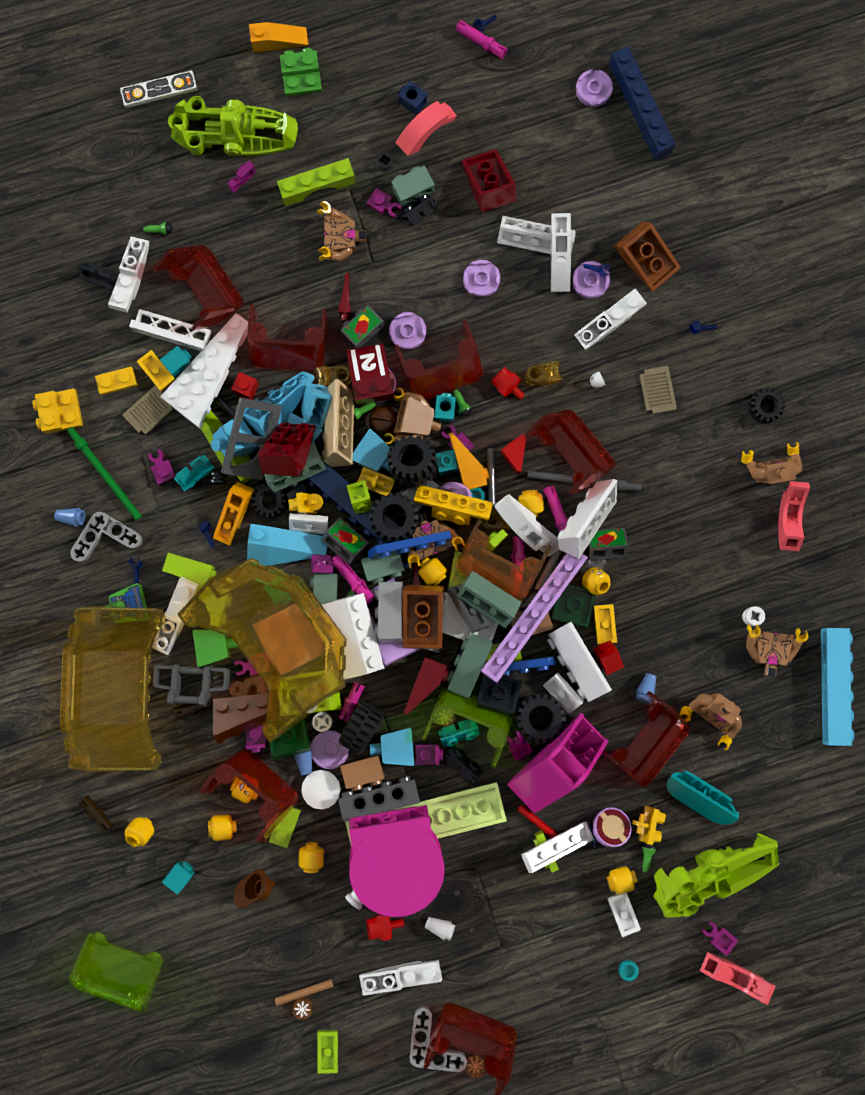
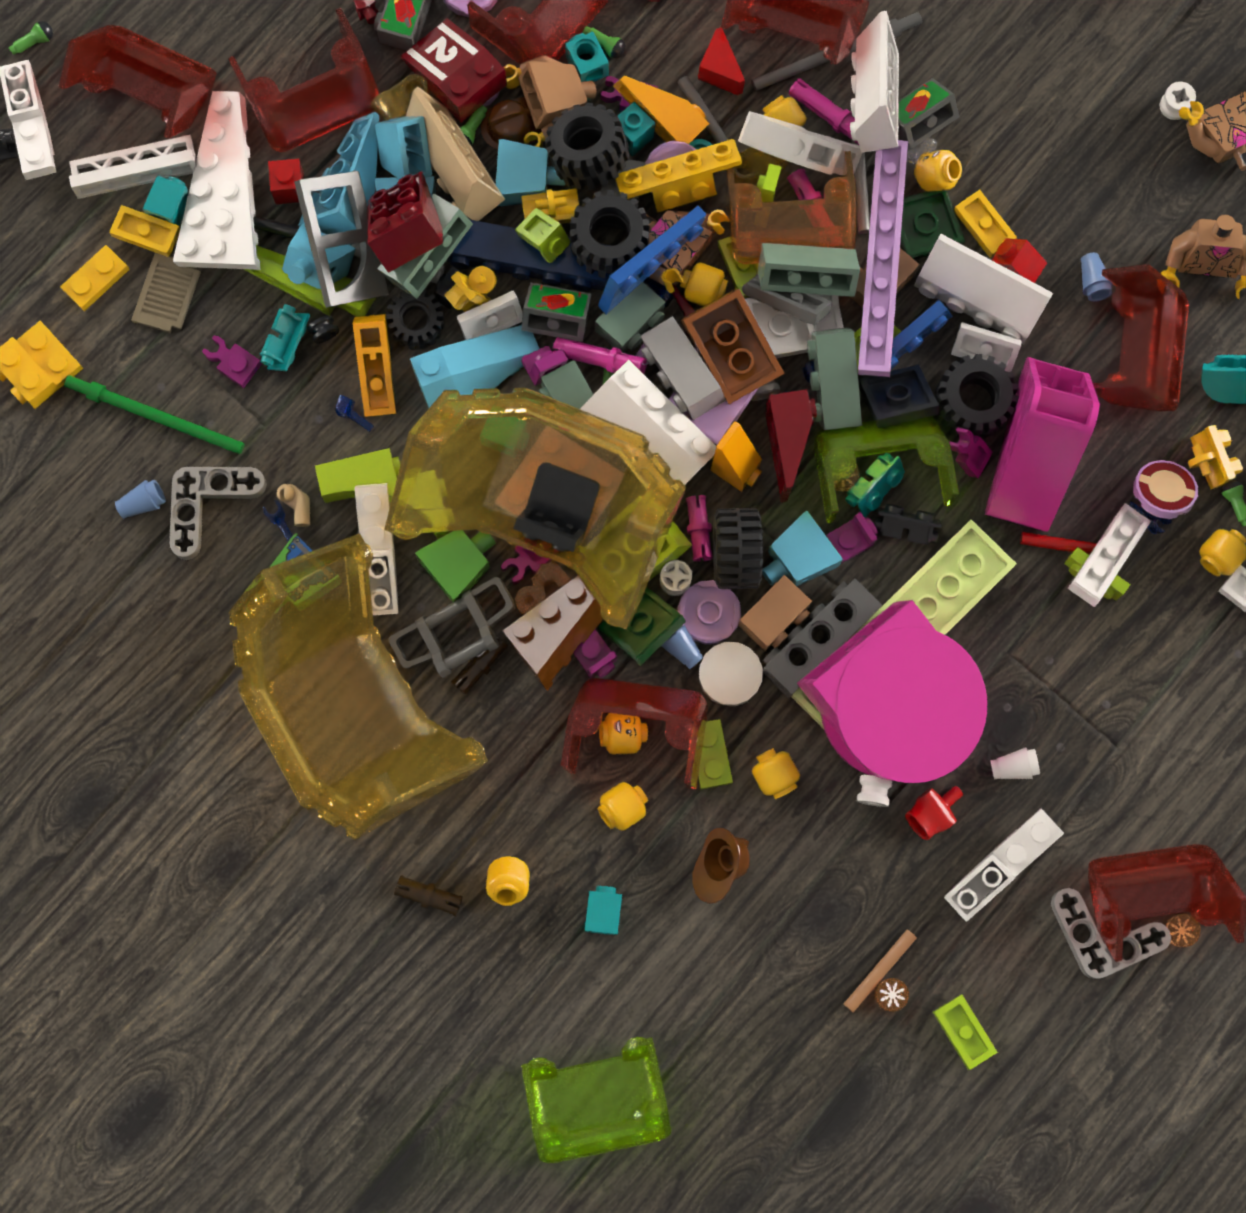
camera: 30 degrees left, 5 degrees down
(151, 564) = (296, 500): none -> tan arm
(277, 652) = (558, 507): none -> black bracket
(390, 680) = (736, 459): none -> light orange slope

